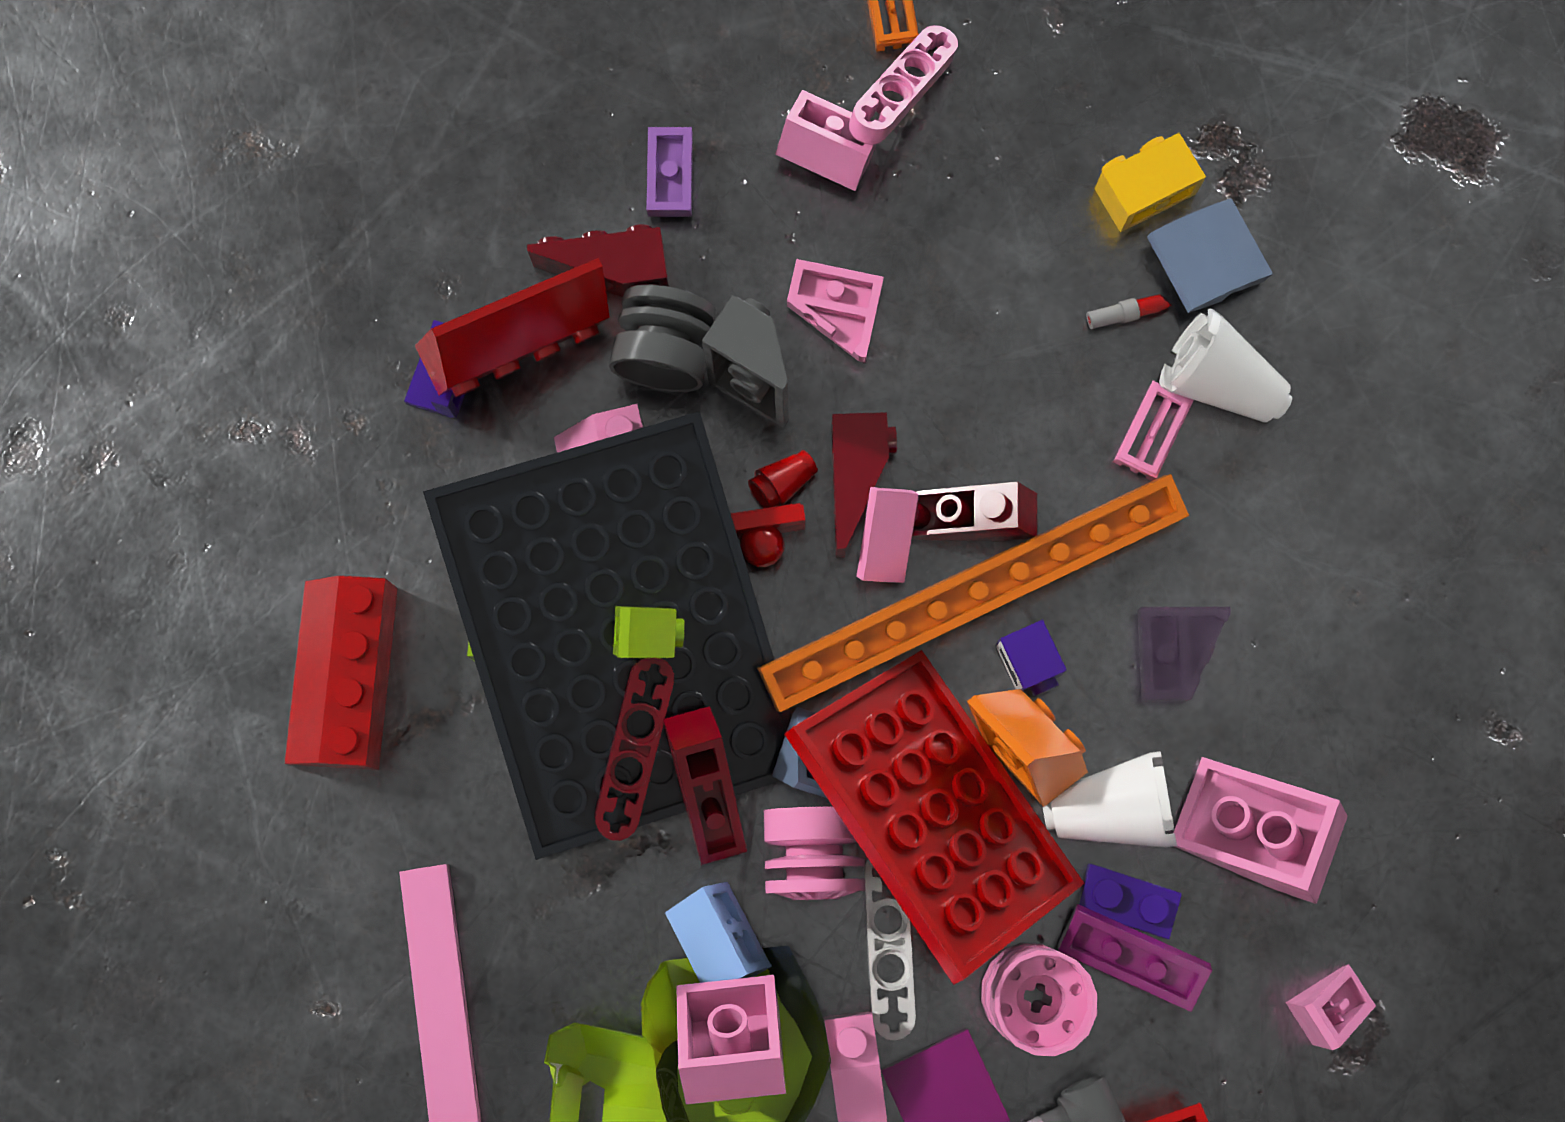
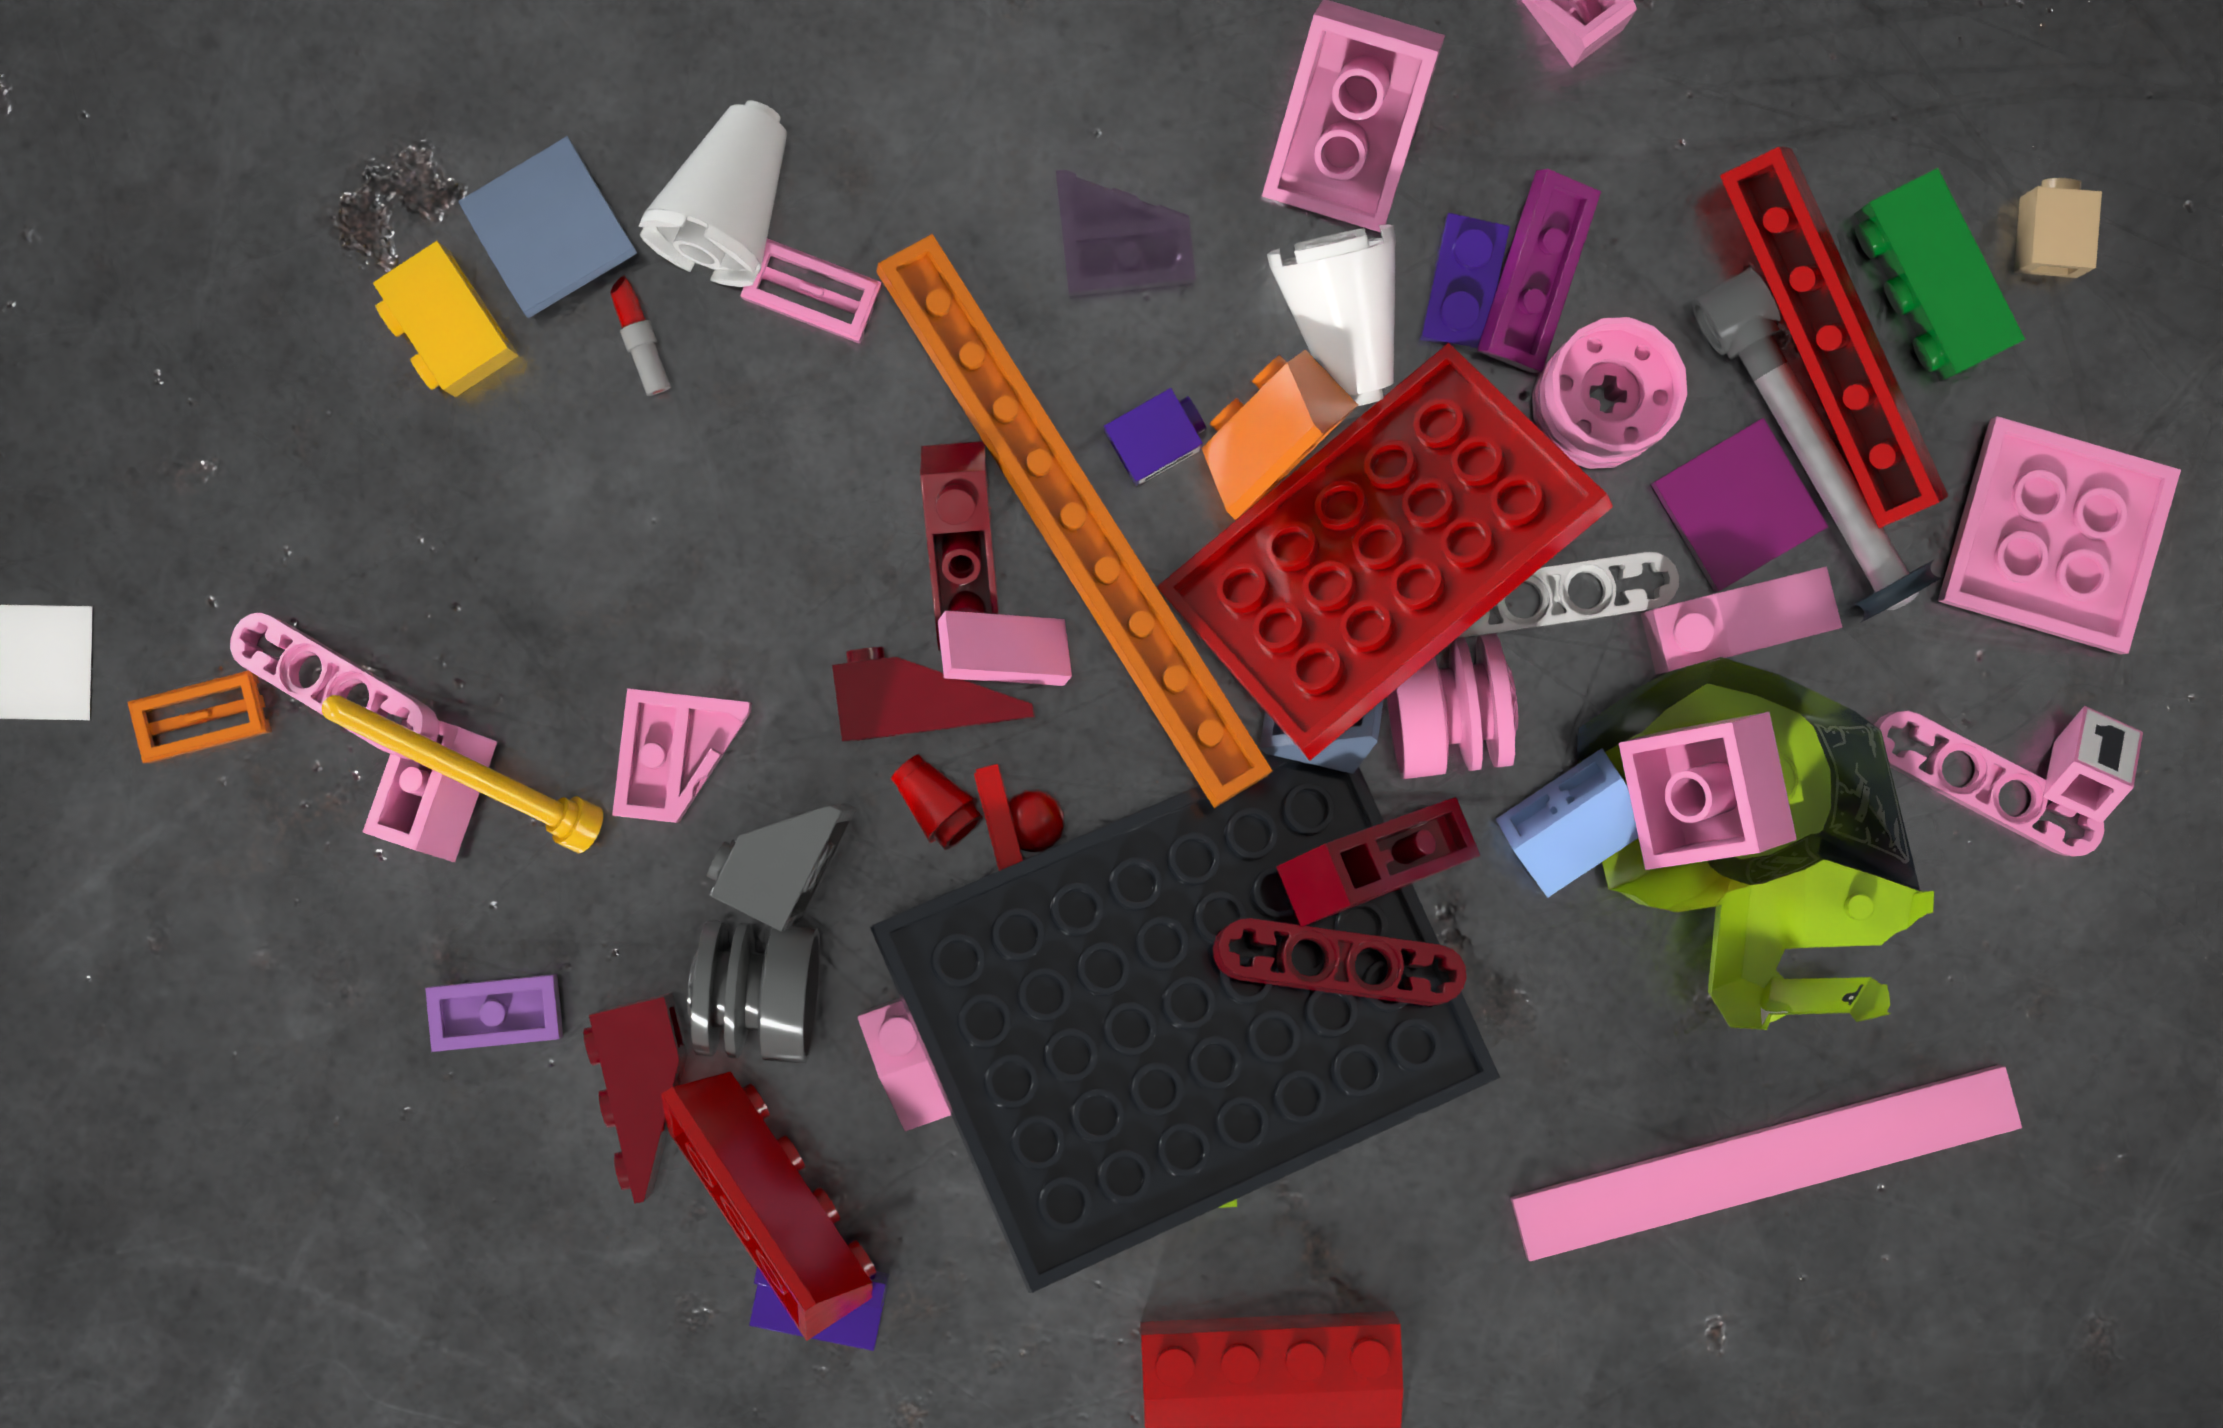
camera: 100 degrees left, 10 degrees up
(647, 632) = (1191, 962): lime slope -> none
(795, 231) = (570, 821): none -> yellow piece

